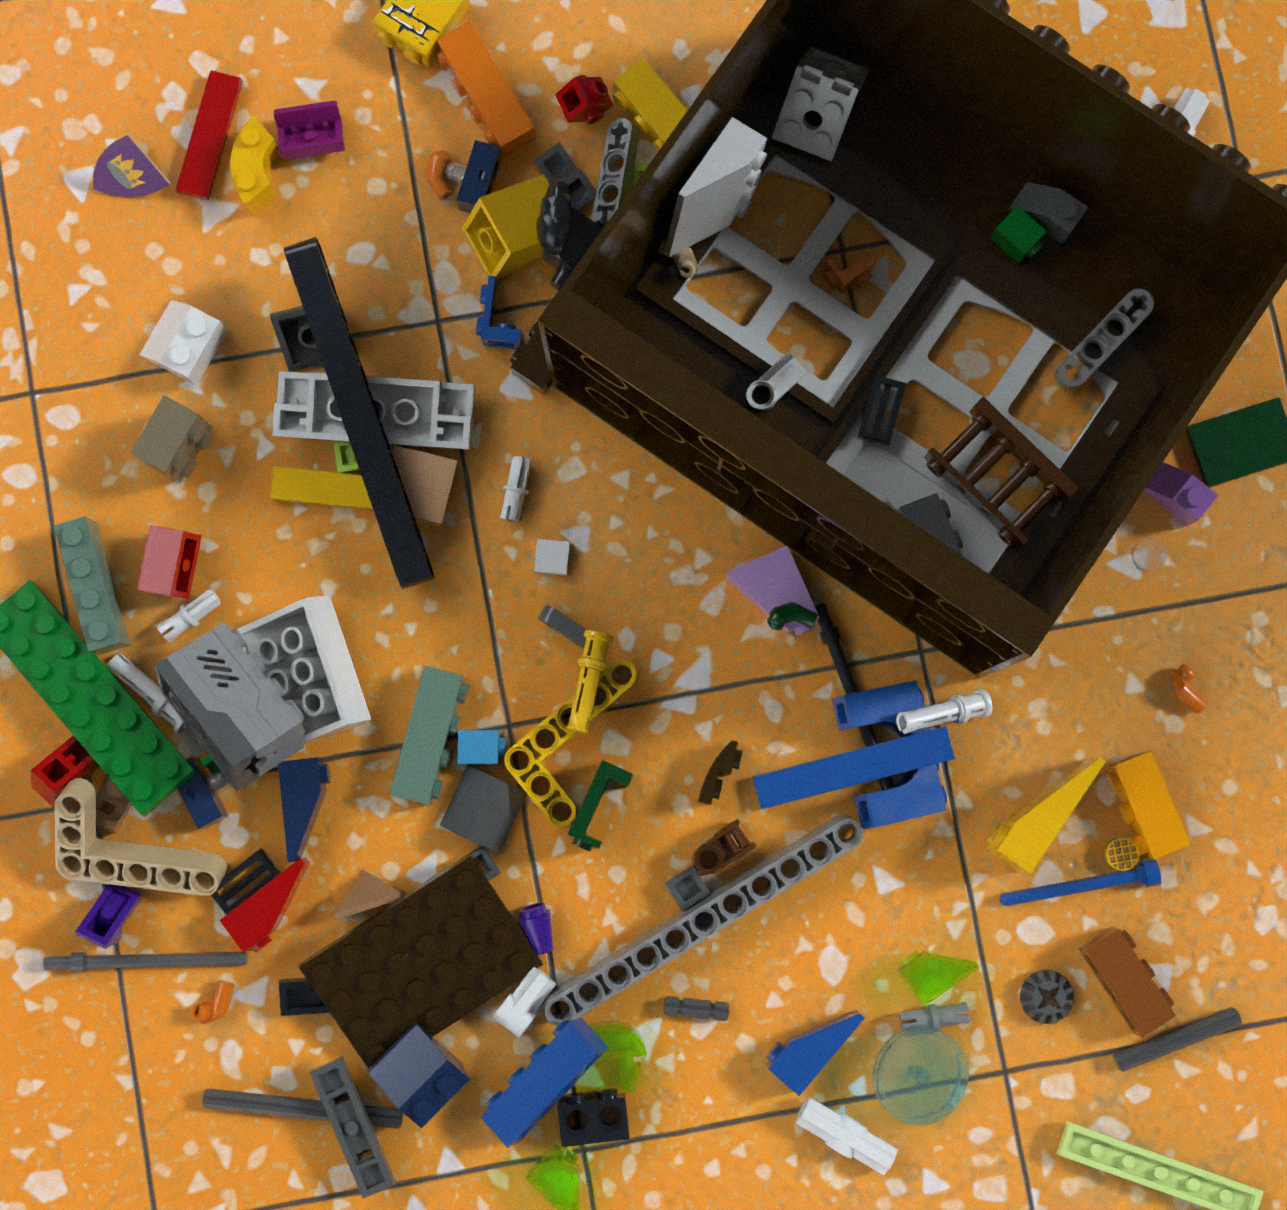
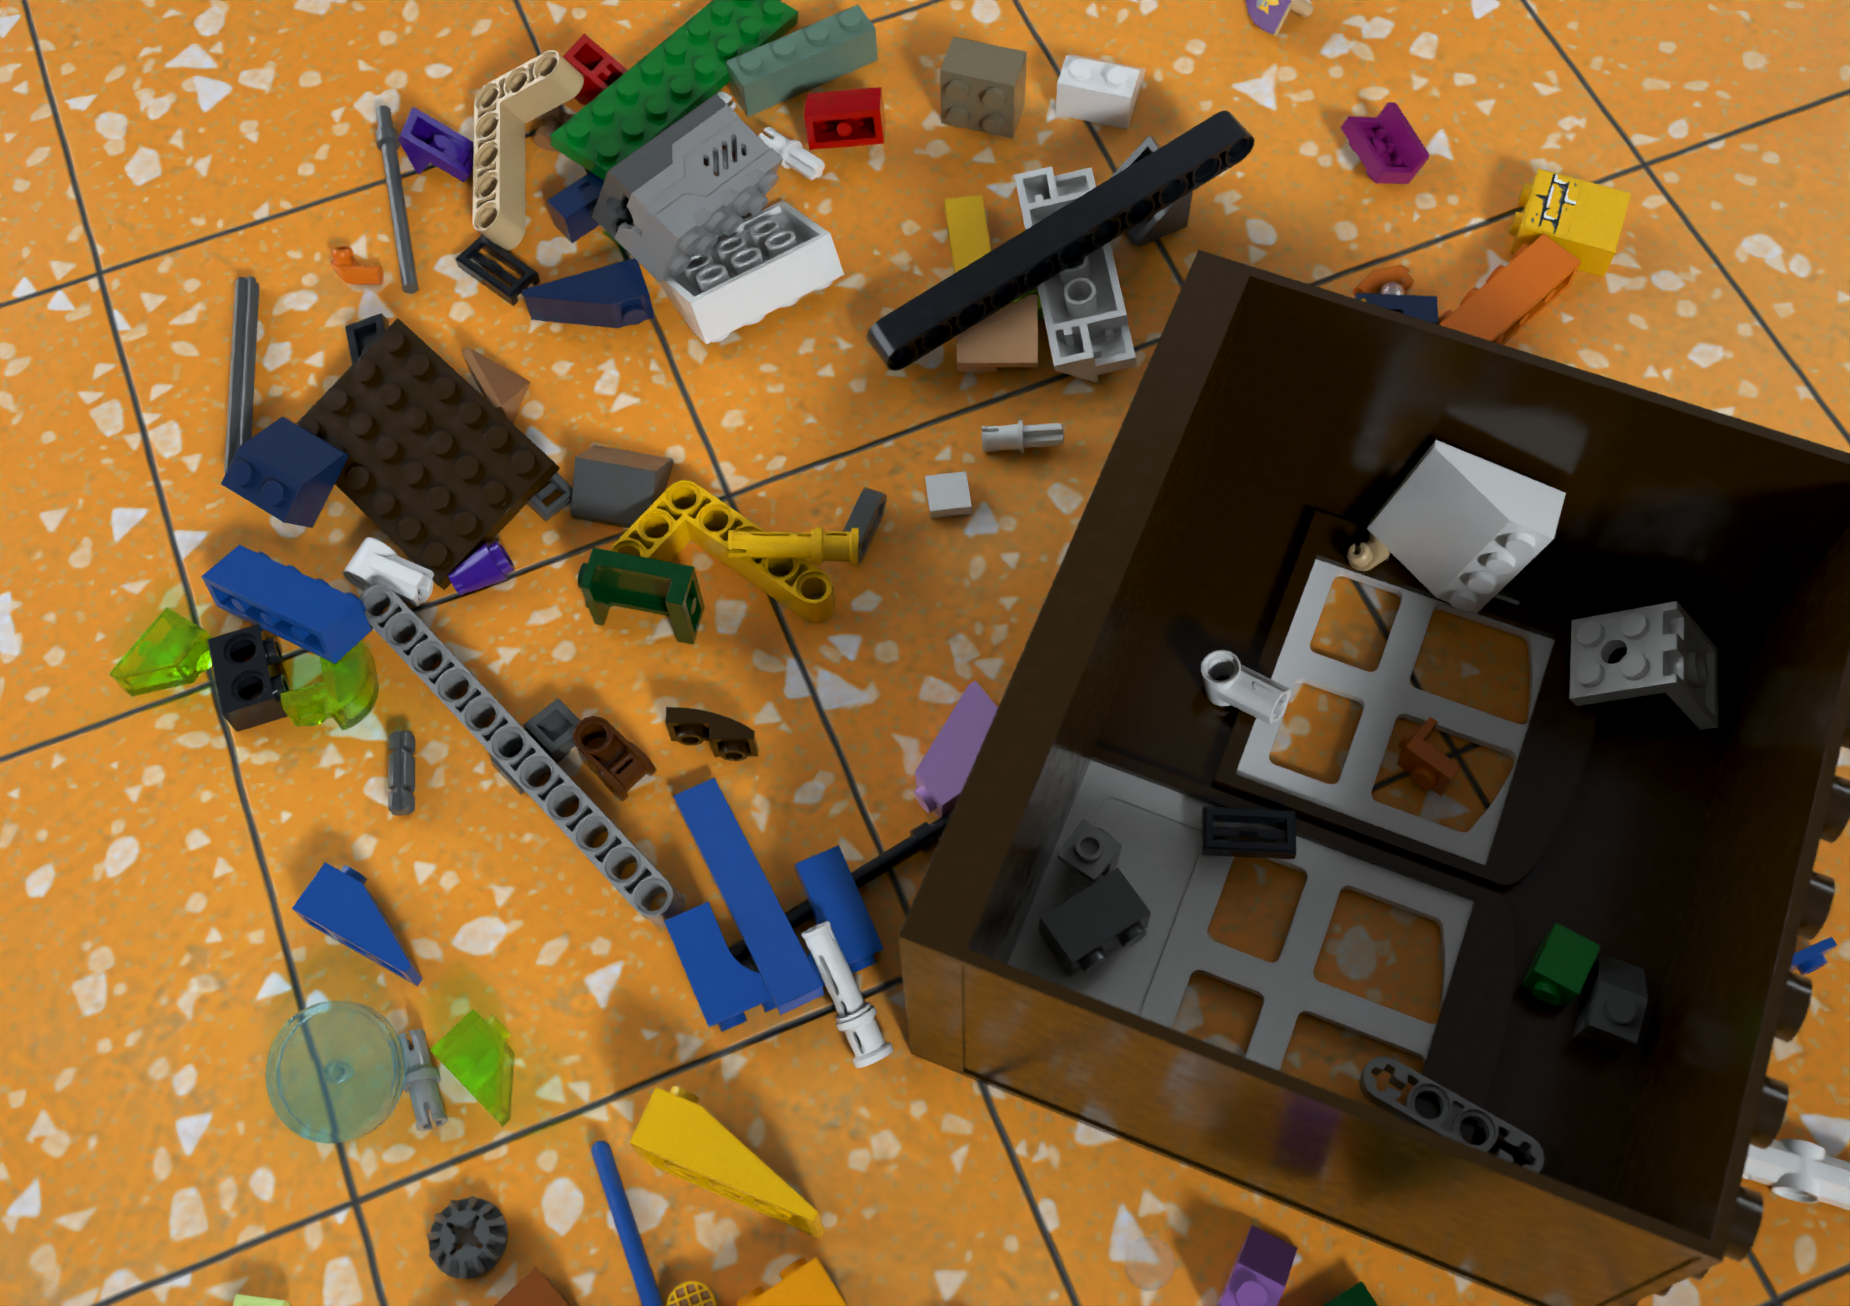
camera: 80 degrees right, 20 degrees down
(209, 135) = (1345, 63): red tile -> none
(252, 164) = (1321, 101): yellow brick -> none
(262, 912) = (469, 290): red slope -> none
(352, 1127) = (219, 420): dark grey hinge -> none
(428, 736) = (697, 405): sand green brick -> none
(480, 747) = (694, 457): dark azure brick -> none
(790, 612) = (939, 762): dark green arm -> none
(846, 1135) = (246, 991): white piece -> none
(1031, 464) = (1252, 1003): reddish brown fence -> none

